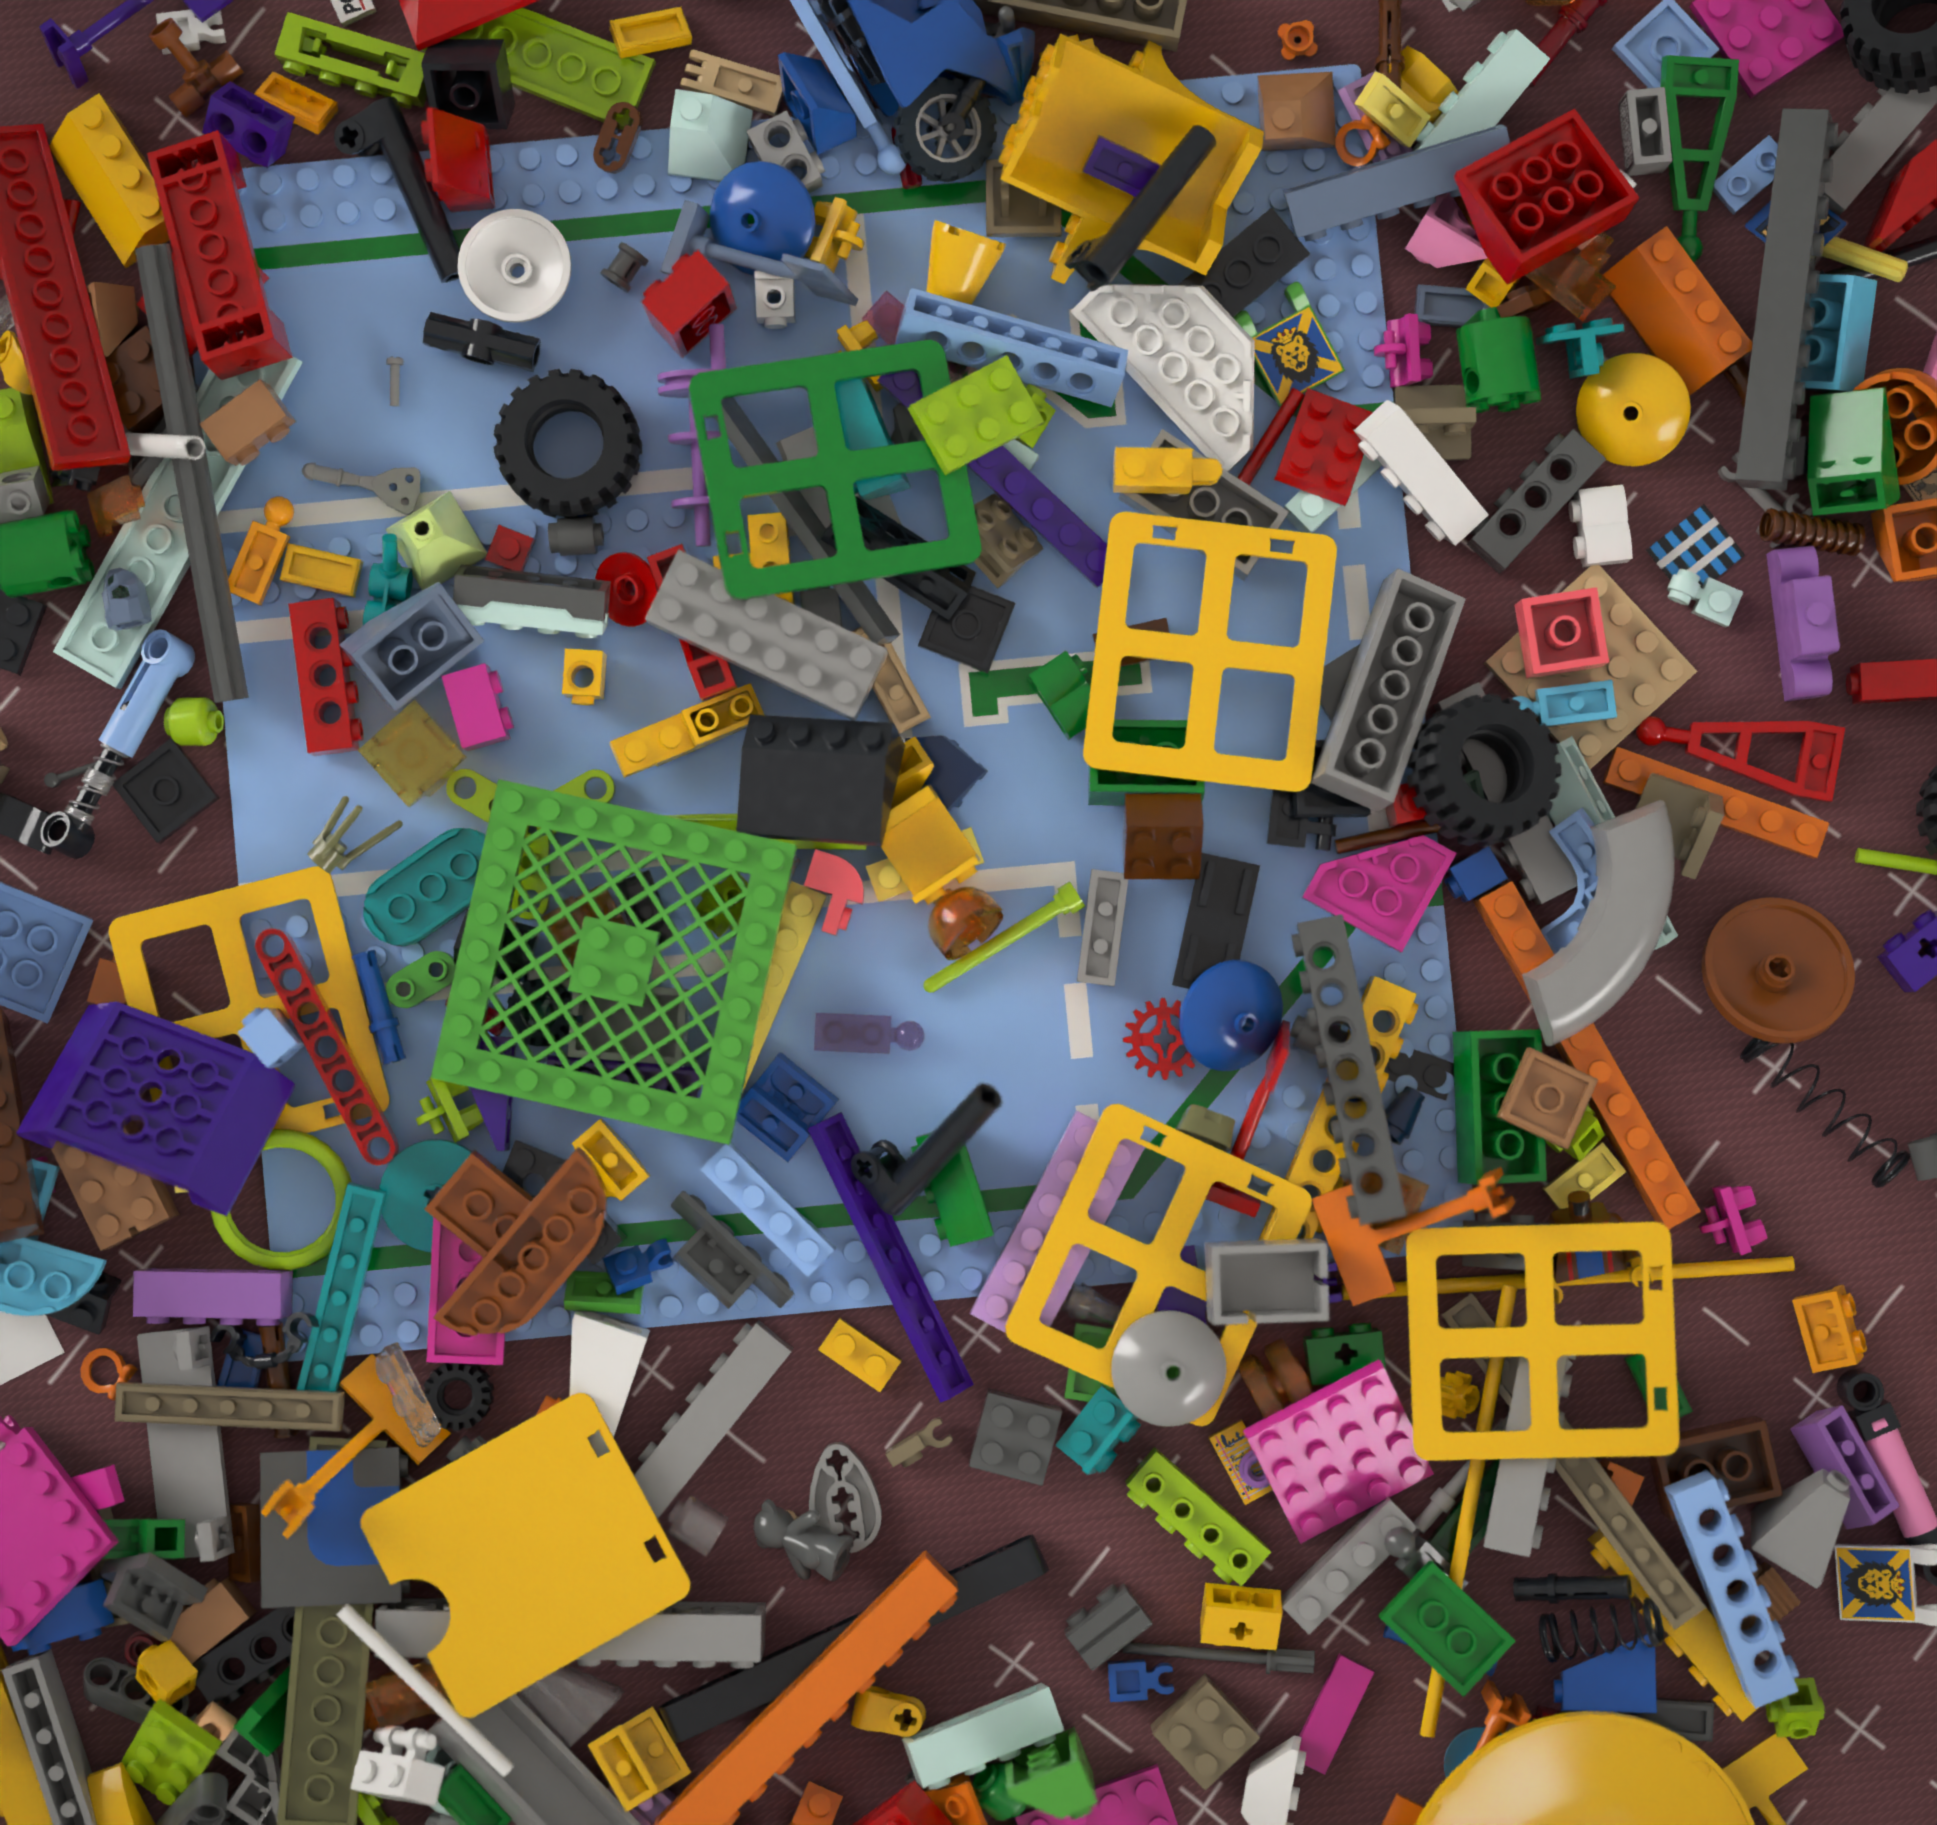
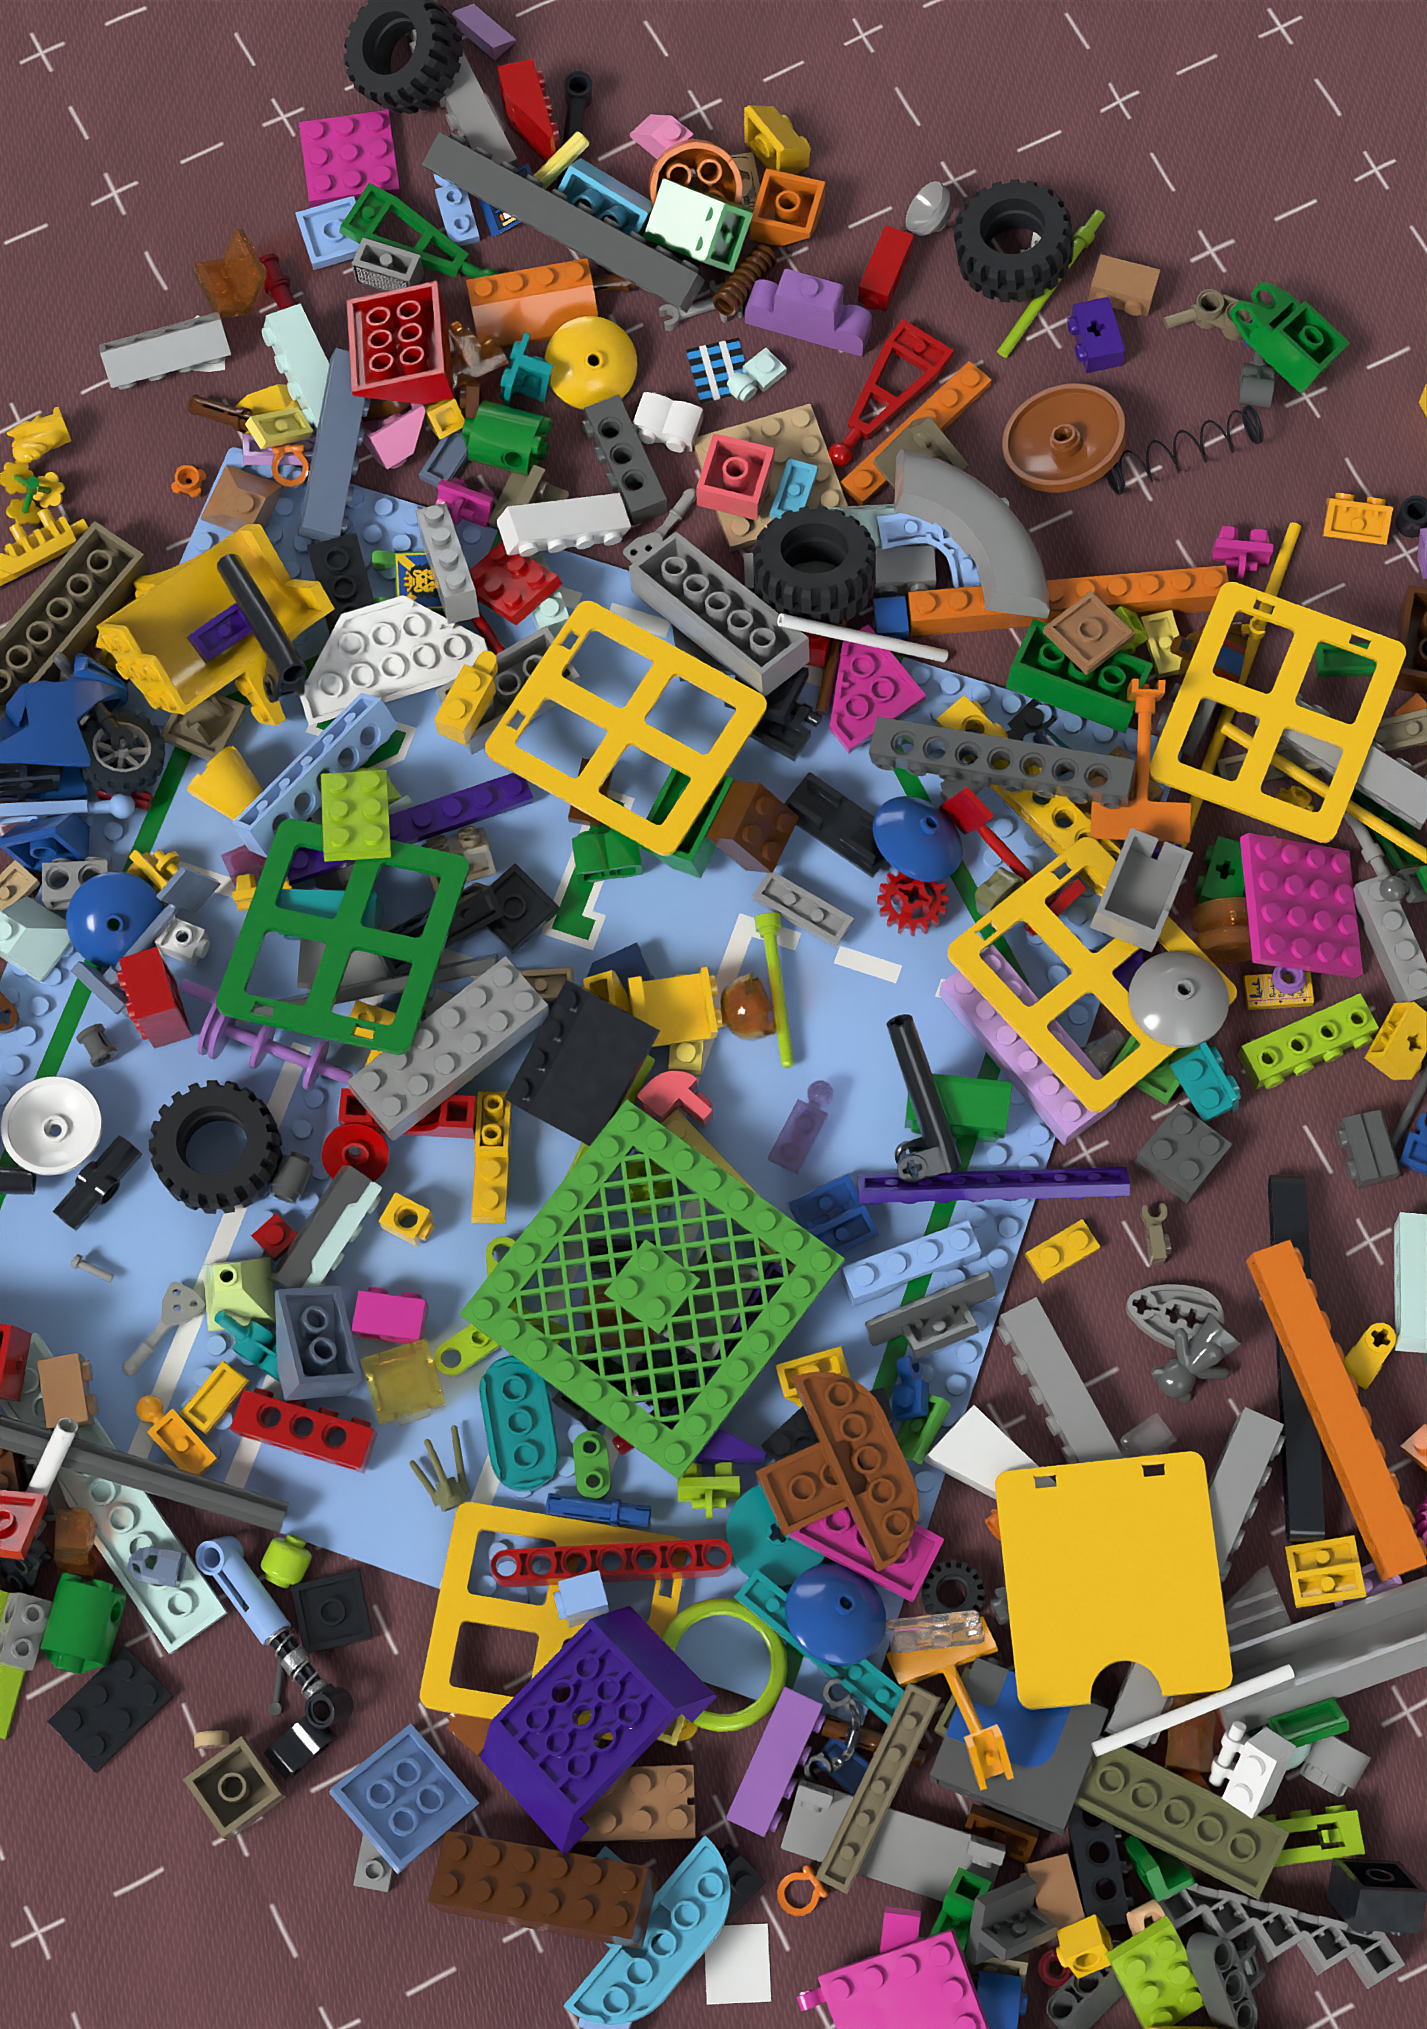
camera: 65 degrees left, 15 degrees down
(363, 1273) = (824, 1626): none -> blue dish
(1314, 370) = (447, 563): none -> light grey brick
(1430, 856) = (862, 637): none -> white piece
(1459, 577) = (655, 538): none -> light grey piece

